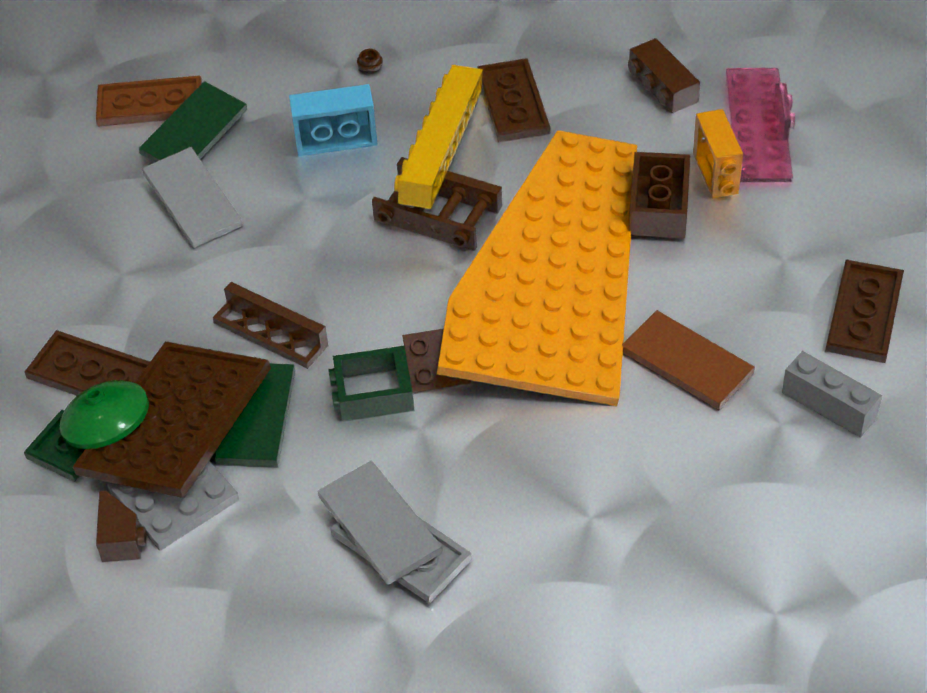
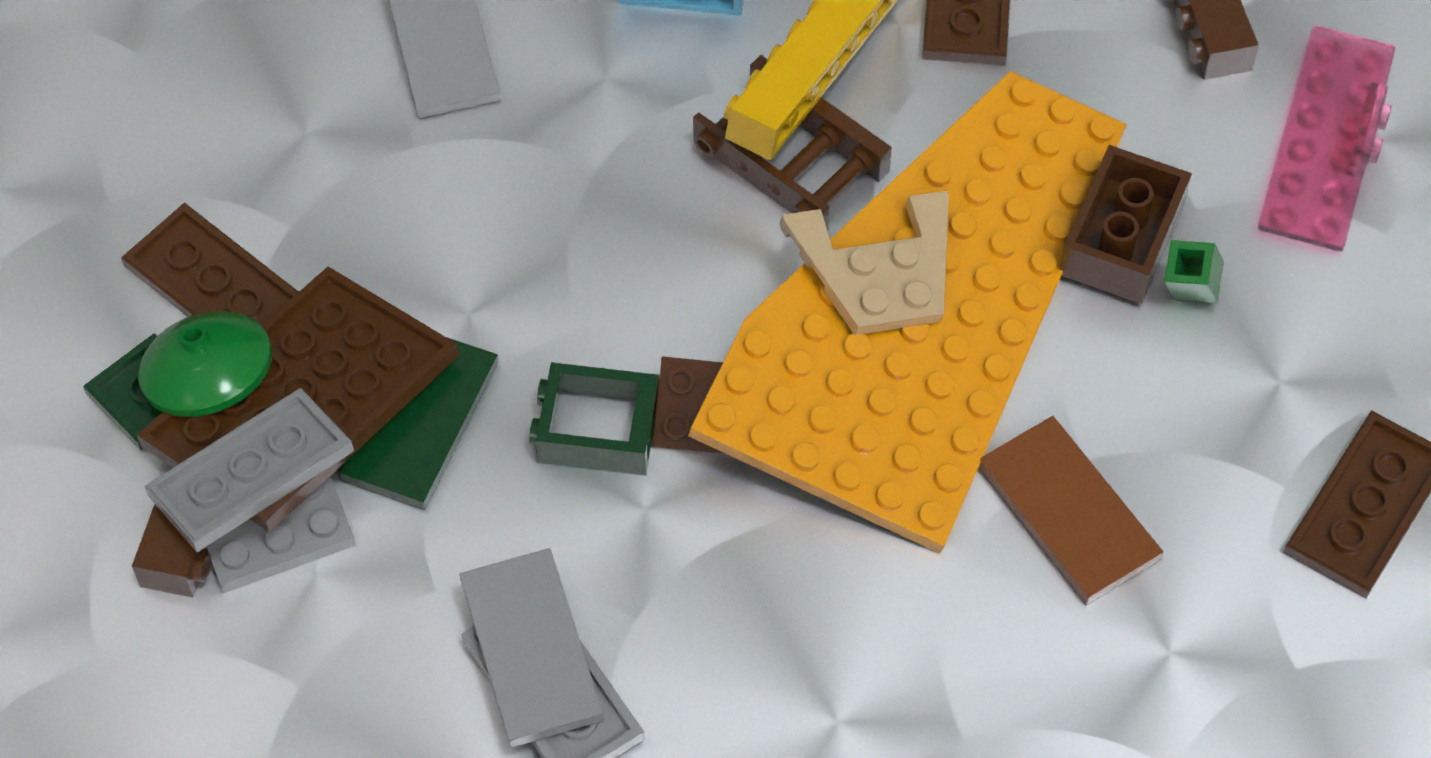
camera: 15 degrees right, 10 degrees up
(157, 463) = (249, 469): none -> light grey tile
(278, 318) = (493, 269): reddish brown fence -> none
(524, 258) = (881, 282): none -> tan wing
(711, 209) = (1194, 271): none -> green brick
(718, 154) = (1238, 178): light orange window -> none
(831, 394) = (1259, 632): light grey brick -> none

